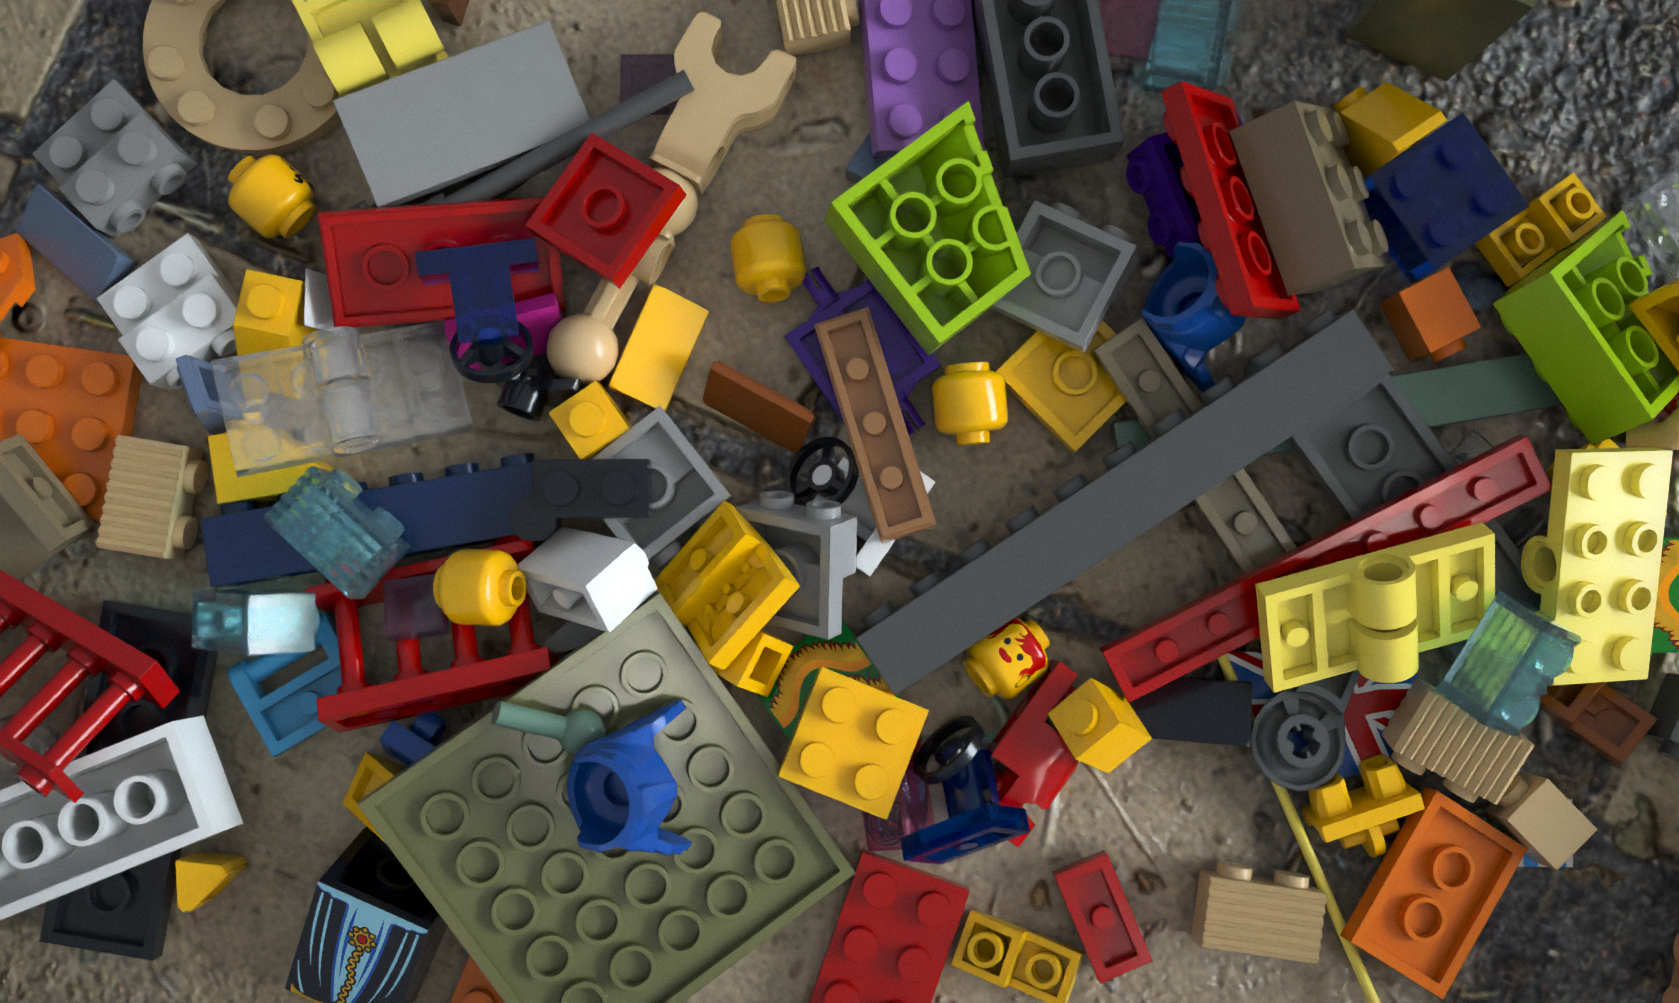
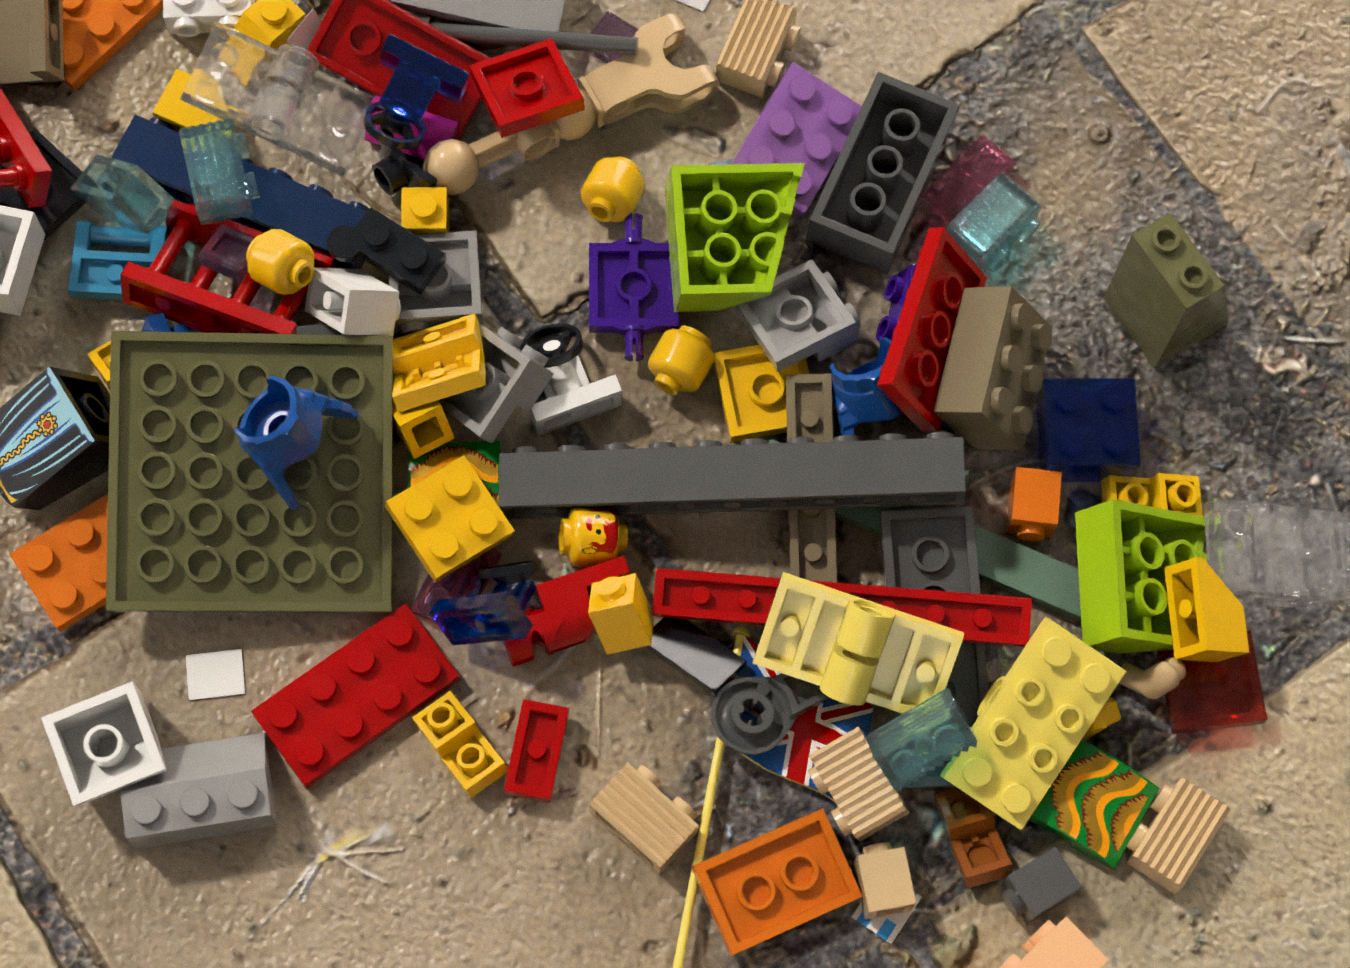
camera: 25 degrees right, 15 degrees down
(152, 498) = (111, 87): tan brick -> none
(201, 392) = (194, 39): sand blue slope -> none
(571, 730) = (261, 358): sand green bar -> none
(659, 348) = (501, 201): yellow slope -> none
(758, 407) = (541, 278): dark orange slope -> none
(875, 425) = (606, 330): medium nougat tile -> none
(1365, 812) = (745, 781): yellow hips -> none
(1384, 125) = (1077, 353): yellow slope -> none

